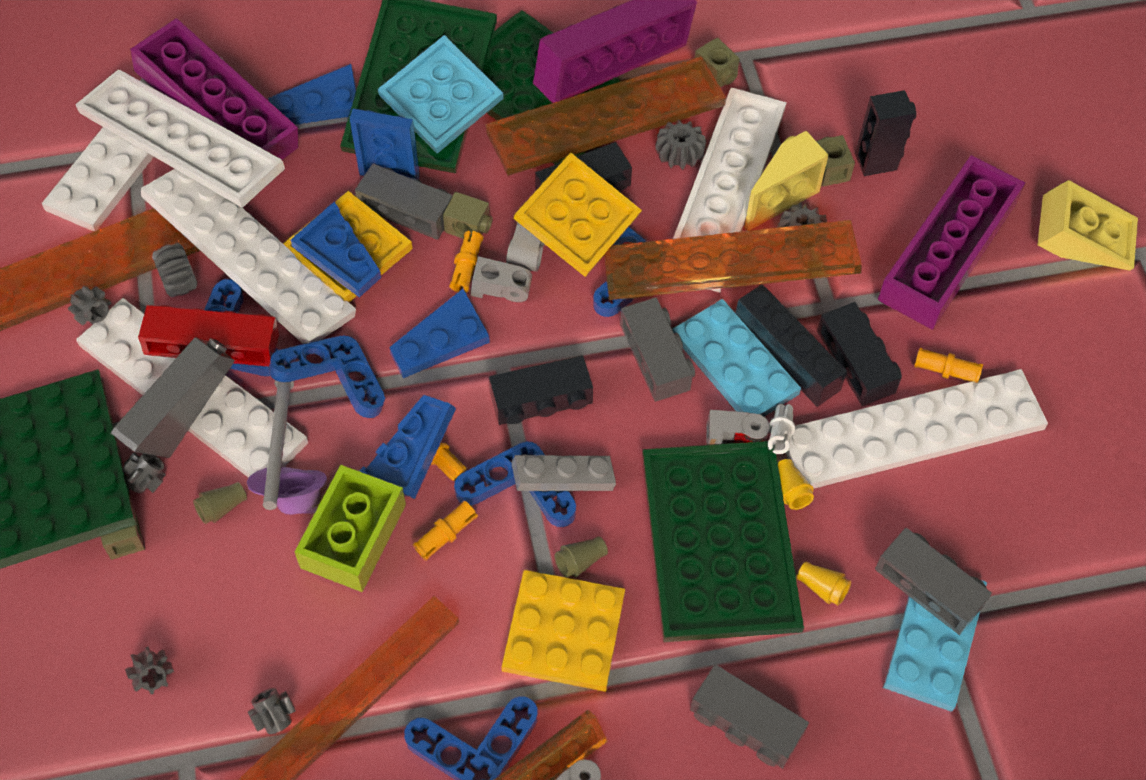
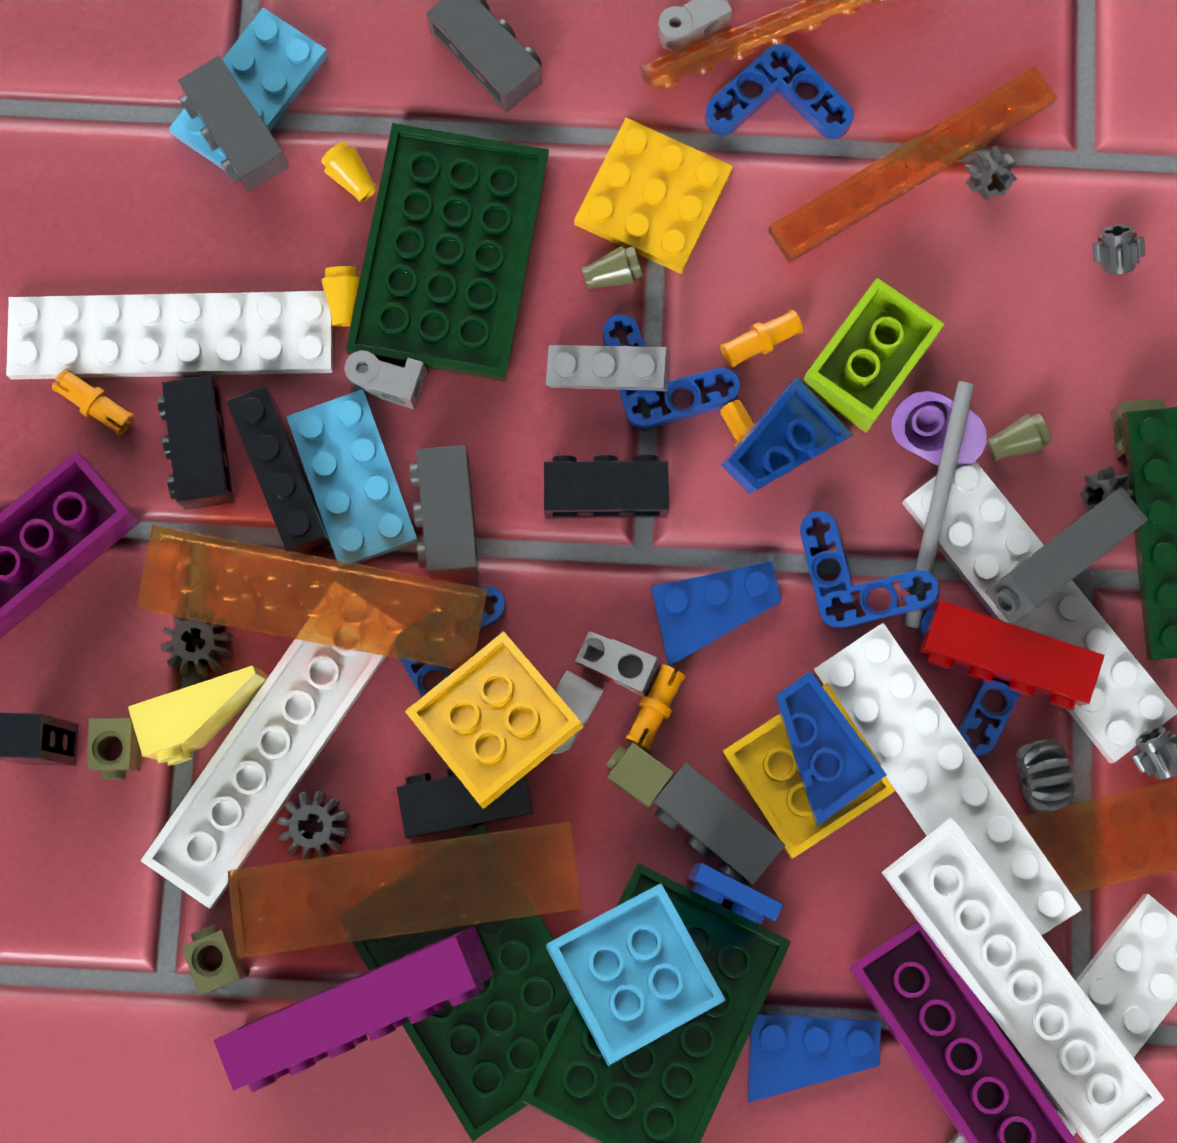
camera: 165 degrees left, 20 degrees up
(781, 429) = (330, 361): white axle -> none

